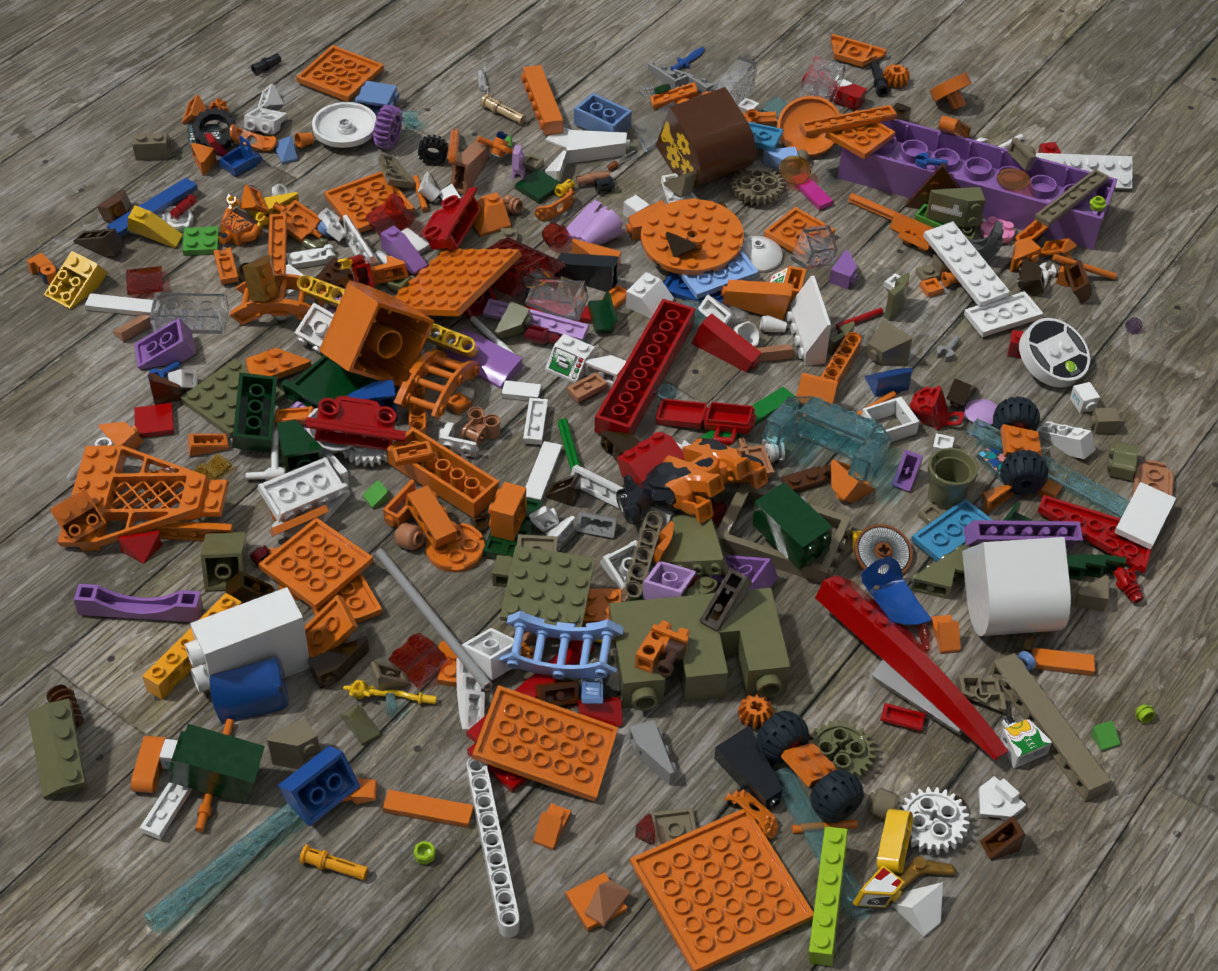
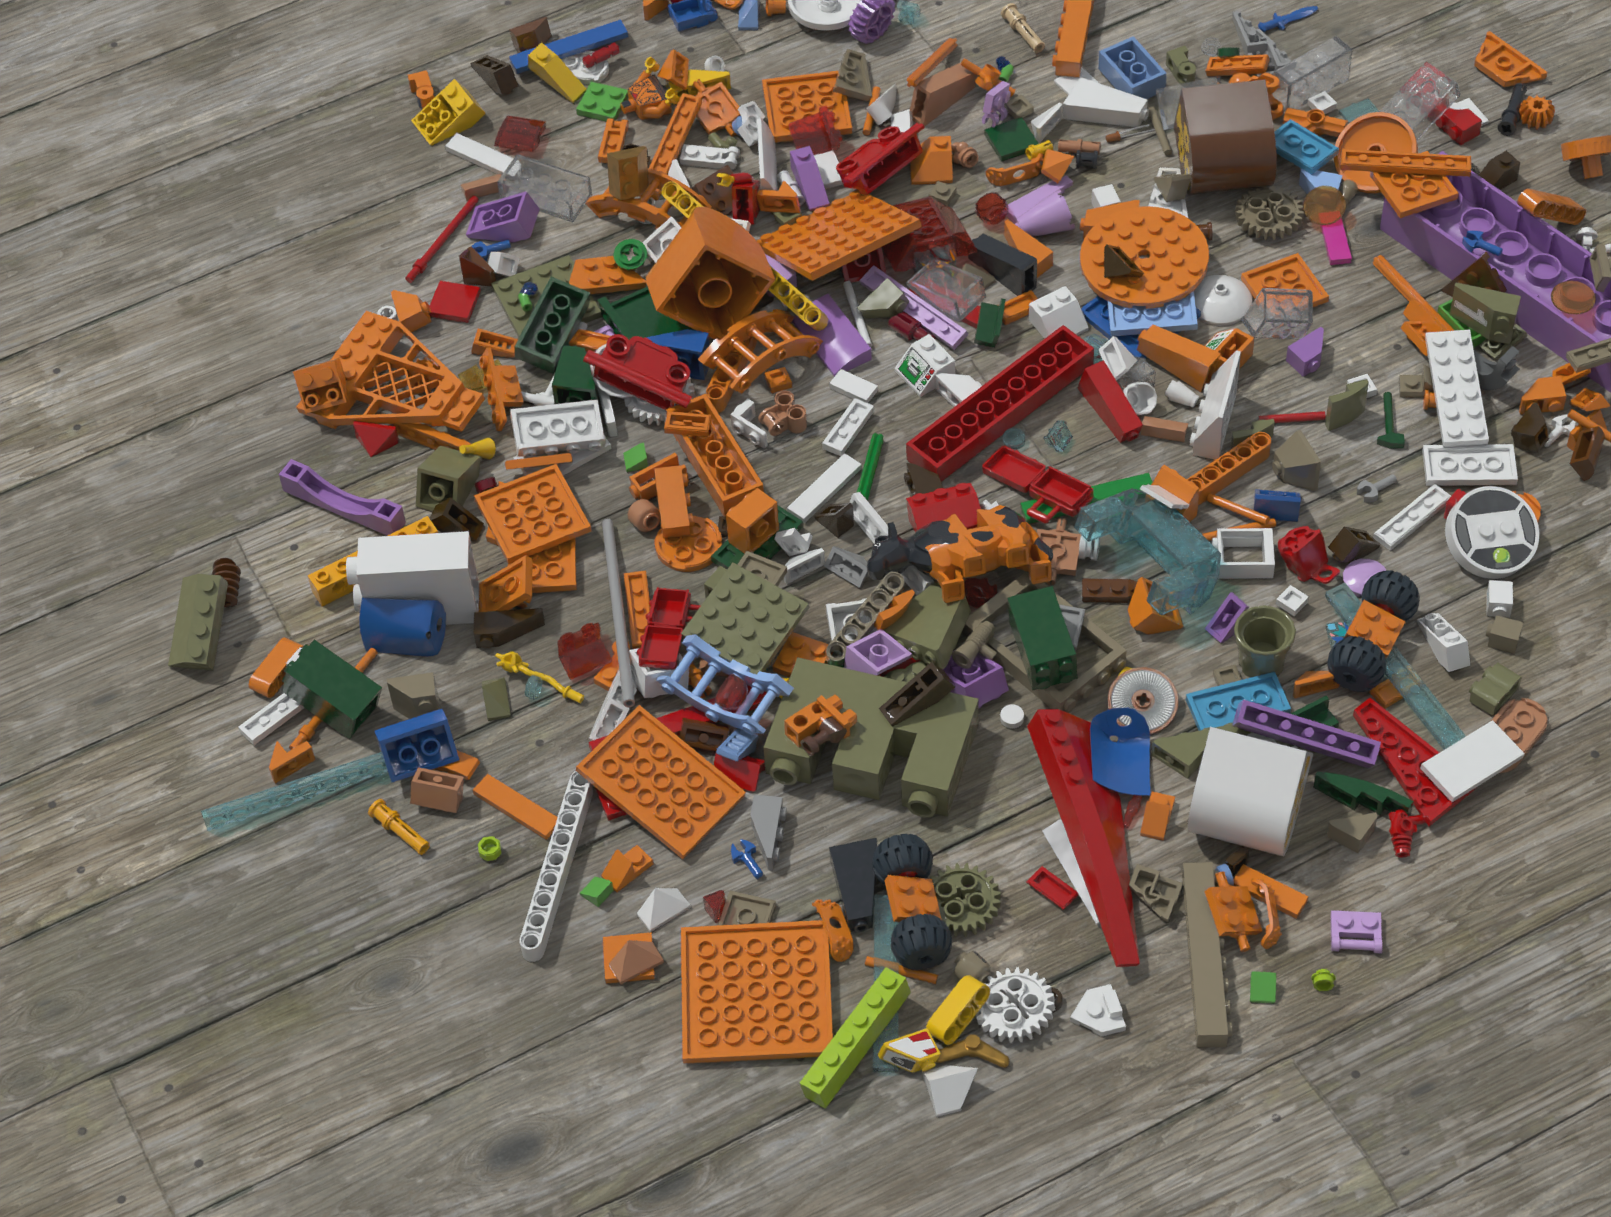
camera: 30 degrees right, 5 degrees up
(110, 399) = (421, 264): none -> red bar
(201, 843) = (287, 763): none -> orange slope
(217, 393) = (528, 289): none -> arm
(235, 471) = (502, 387): none -> orange bracket
(243, 524) = (484, 448): none -> yellow cone
(297, 339) = (624, 248): none -> green gear
(354, 818) = (437, 790): none -> nougat brick
(388, 677) = (544, 658): dark tan slope -> none
(431, 157) = (907, 58): black tyre -> none
(445, 611) = (637, 603): none -> orange tile
(480, 617) = (664, 628): none -> red piece
(537, 854) = (597, 890): none -> bright green slope
(571, 649) = (732, 693): none -> clear red hair
(586, 192) = (1055, 164): none -> orange slope
(586, 387) = (926, 405): nougat plate -> none
(601, 849) = (662, 907): none -> white slope
(638, 108) = (1179, 65): none -> olive leg
(644, 154) = (1159, 131): none -> dark tan bar
(646, 780) = (746, 857): none -> blue bar
(700, 380) = (1058, 436): none -> clear light blue tile
(738, 549) = (975, 643): none -> dark tan piece
(755, 711) = (896, 823): orange gear -> none
(790, 596) = (1012, 716): none -> white tile
(818, 395) = (1164, 496): none -> white piece
(864, 392) = (1244, 511): none -> orange bar
(931, 287) = (1404, 404): orange tile -> none
(936, 313) = (1390, 439): none -> dark green piece
(986, 361) = (1412, 517): none -> white tile
(1004, 839) = (1075, 1052): reddish brown slope -> none
(1007, 227) = (1535, 347): bright pink plate -> none
(1023, 741) = (1165, 960): torso -> none
(1052, 684) = (1233, 911): none -> orange plate
(1067, 661) = (1273, 929): none -> orange piece
(1140, 664) = (1356, 925): none -> lavender plate

